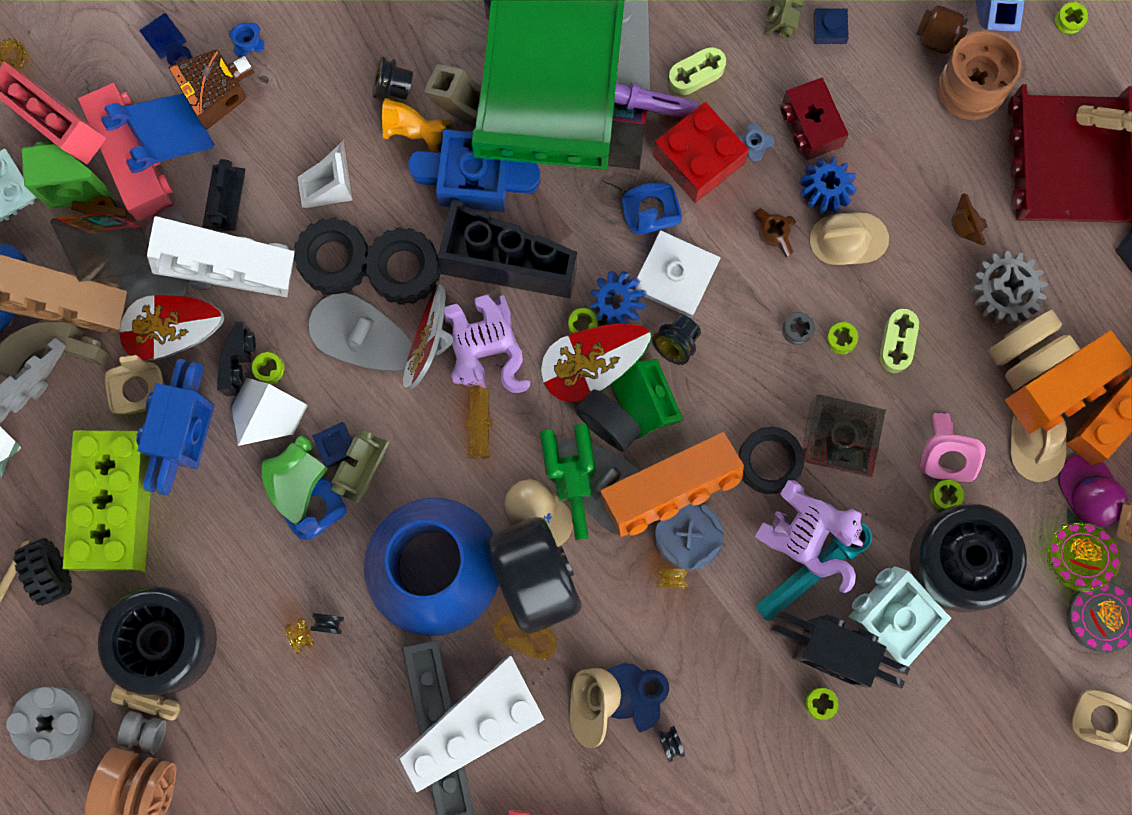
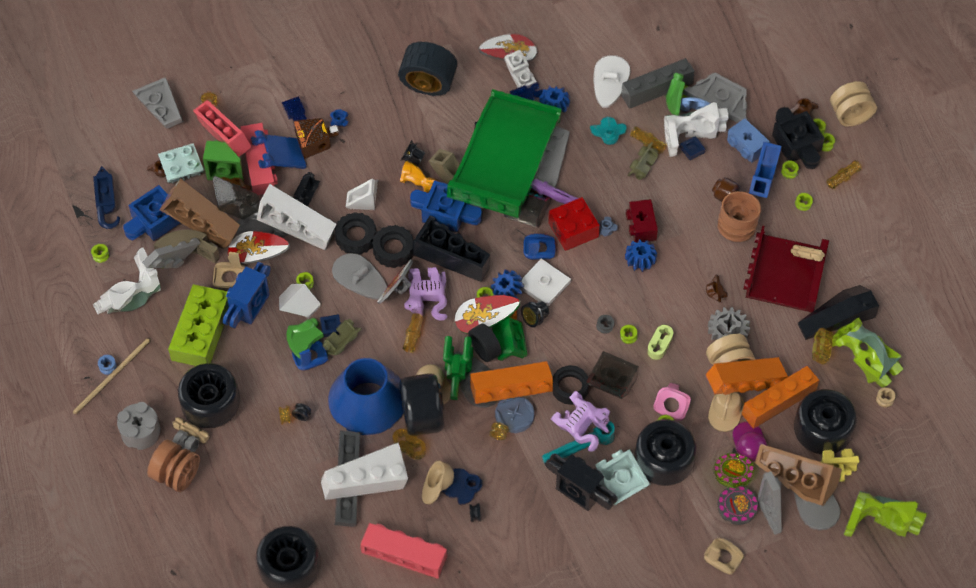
camera: 10 degrees right, 20 degrees down
(42, 571) = (156, 350): black tyre -> none
(236, 350) = (288, 270): black slope -> none
(693, 65) = (584, 185): yellowish green beam -> none
(775, 230) = (606, 272): reddish brown piece -> none
(827, 712) = (561, 508): lime bush -> none
(831, 26) = (666, 178): dark blue plate -> none
(849, 238) = (647, 286): tan piece -> none

